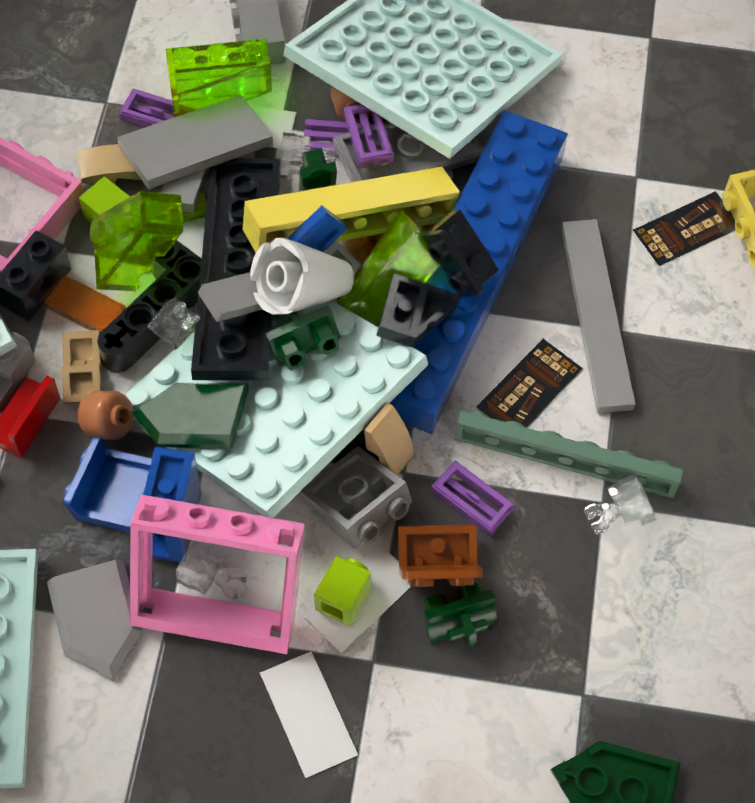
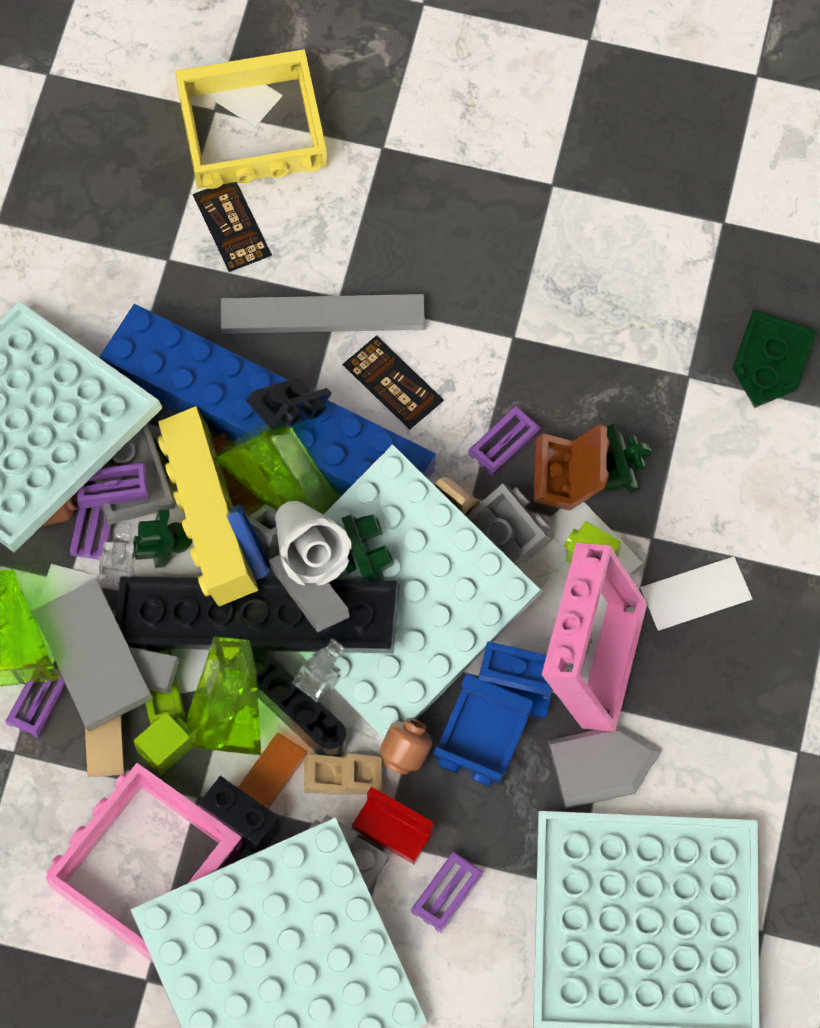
camera: 85 degrees left, 5 degrees up
(194, 415) = (425, 656): tile -> none
(414, 310) = (340, 453): black wing -> none
(575, 456) = (465, 366): sand green plate -> none
(628, 503) = (524, 312): clear piece -> none

